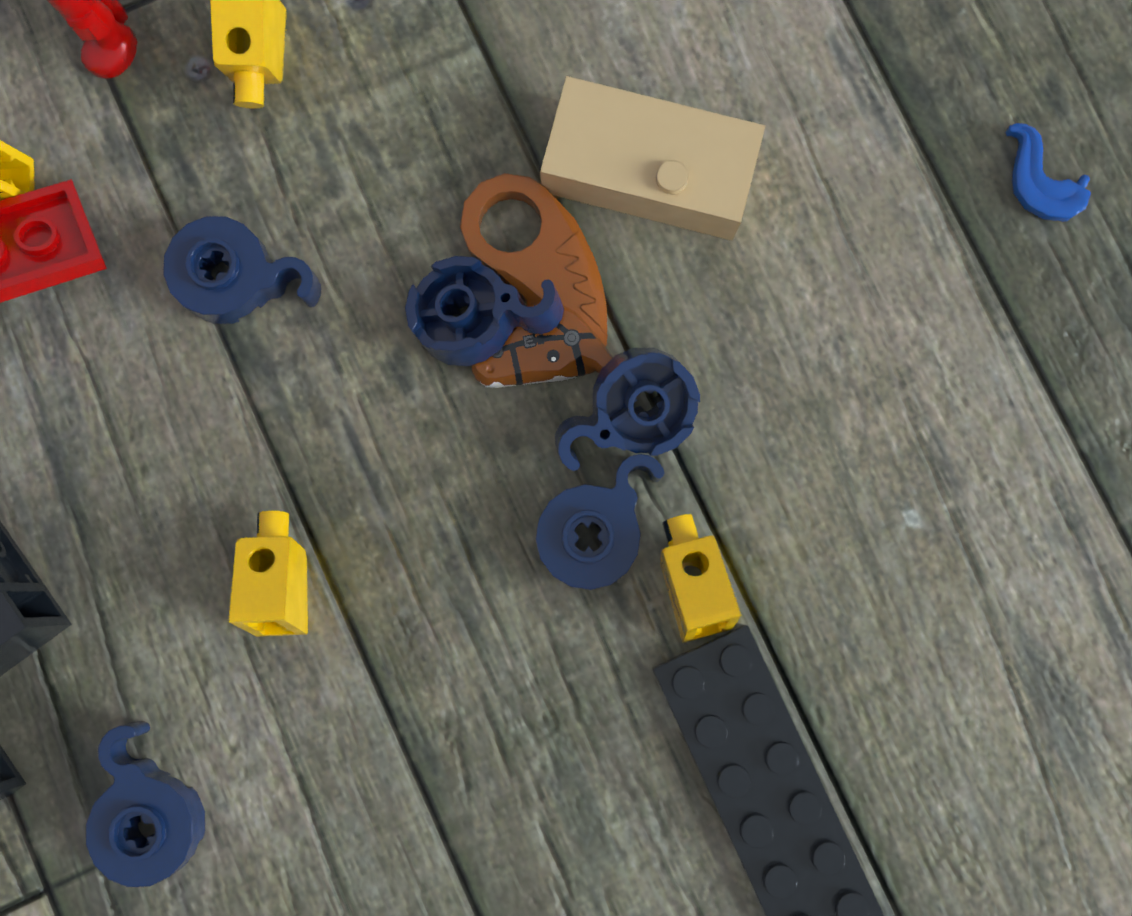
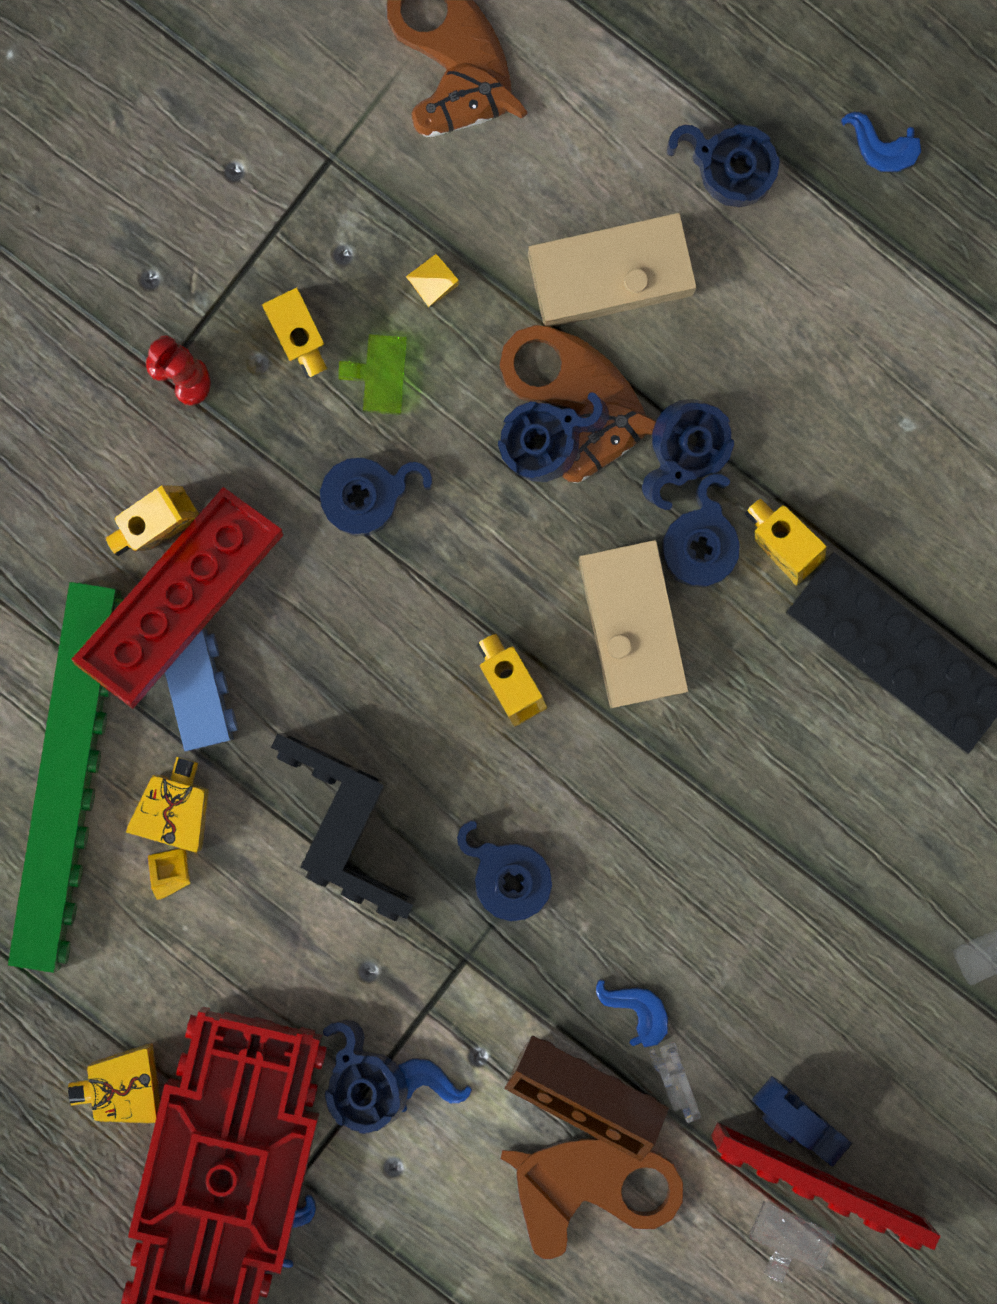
camera: 35 degrees left, 5 degrees up
(324, 147) = (381, 374): none -> clear neon green plate
(441, 73) = (432, 280): none -> yellow slope
(455, 588) = (632, 624): none -> tan brick
(850, 88) = (714, 161): none -> dark blue piece

